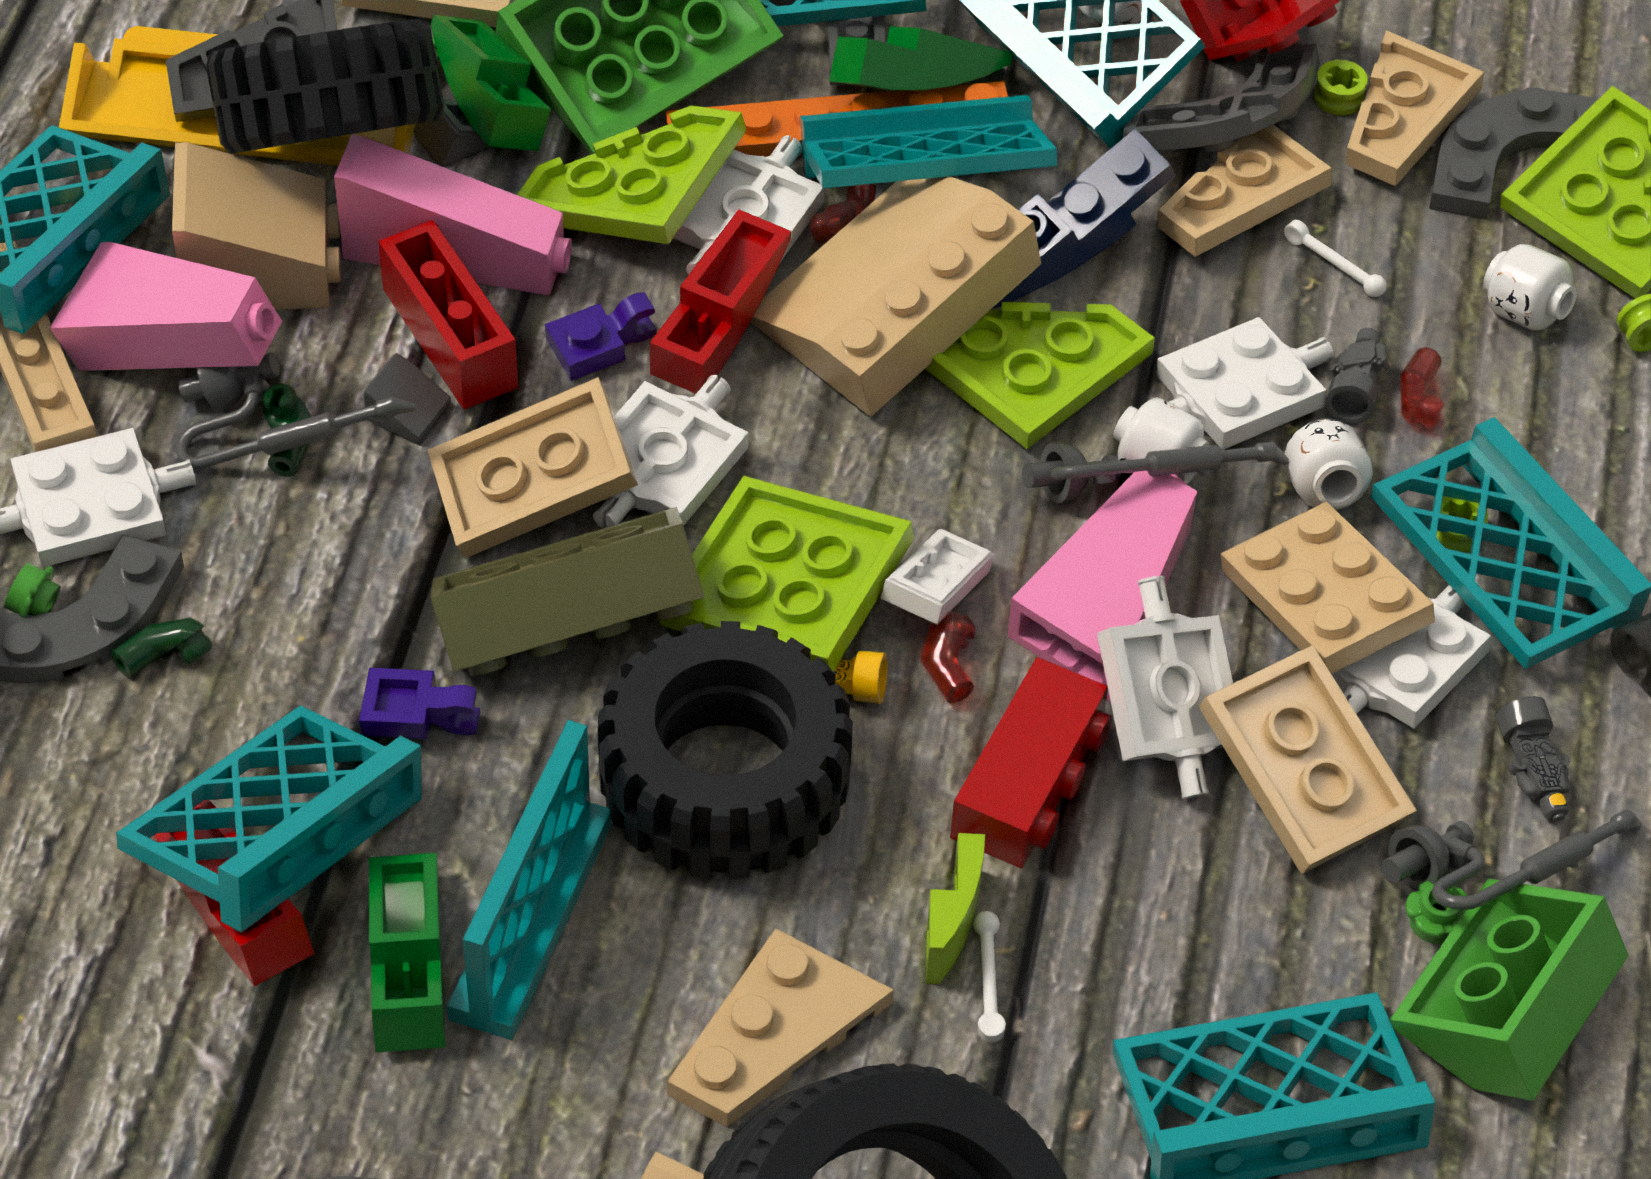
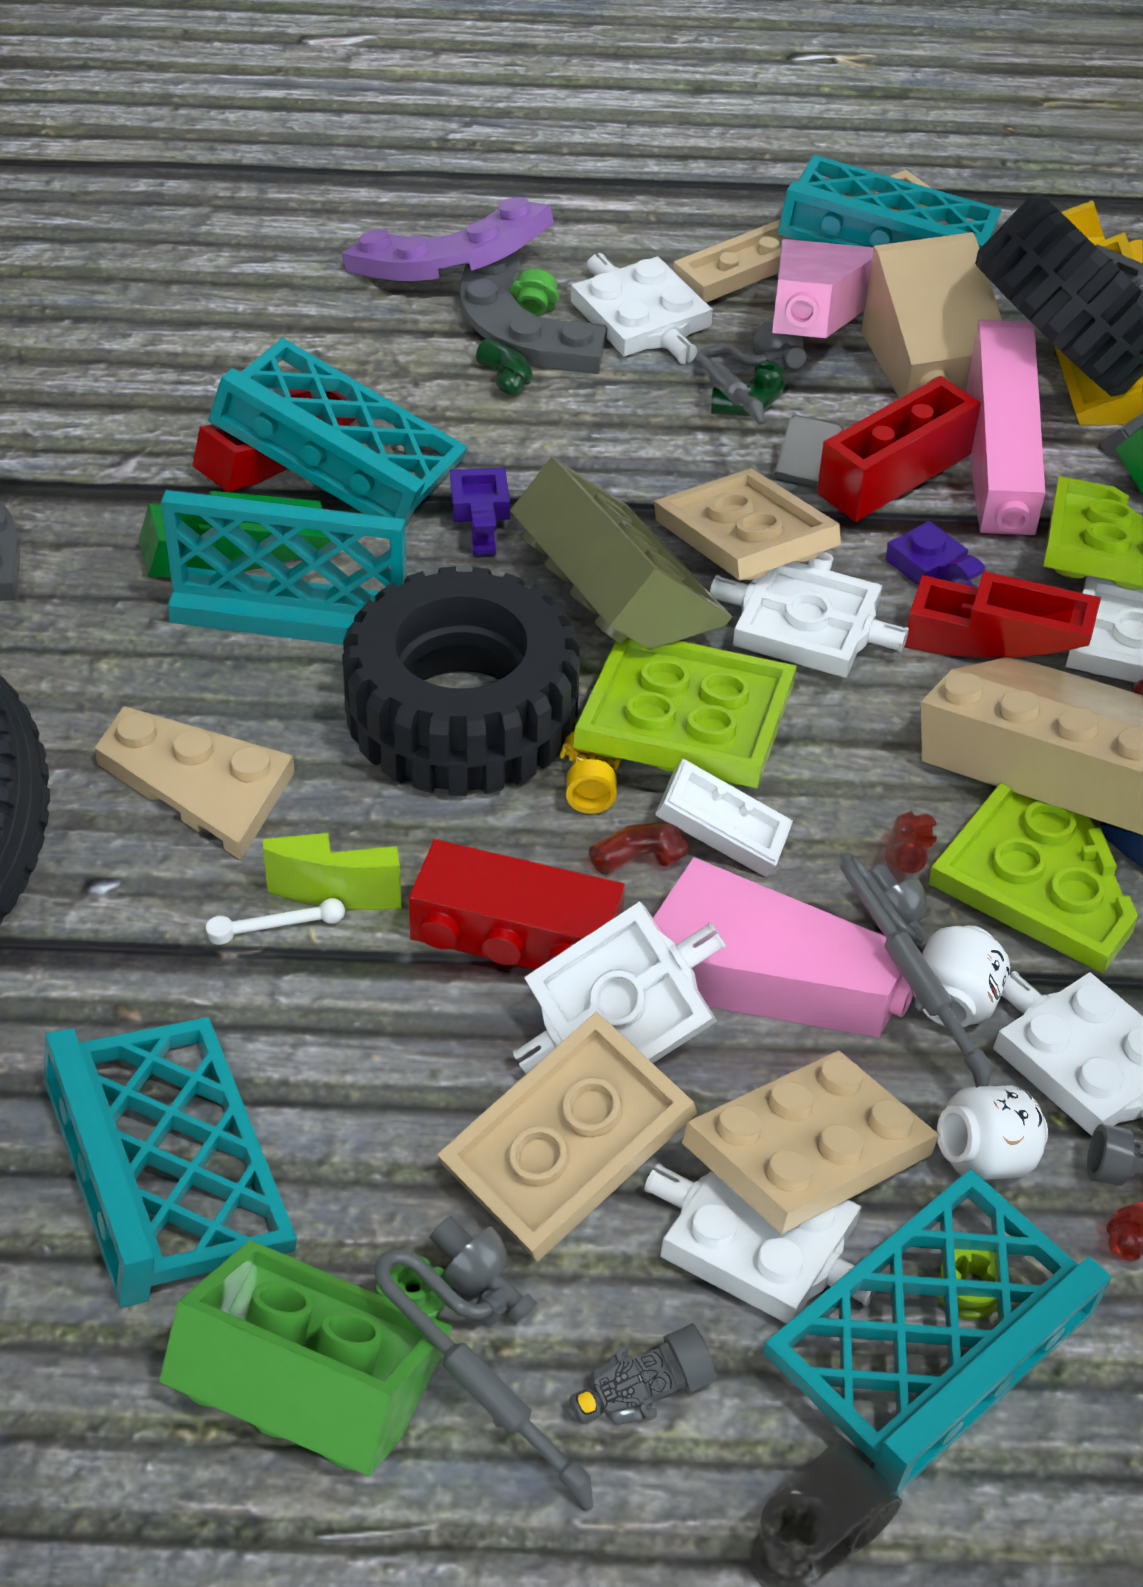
camera: 80 degrees right, 5 degrees down
(988, 454) = (908, 842): none -> clear red arm

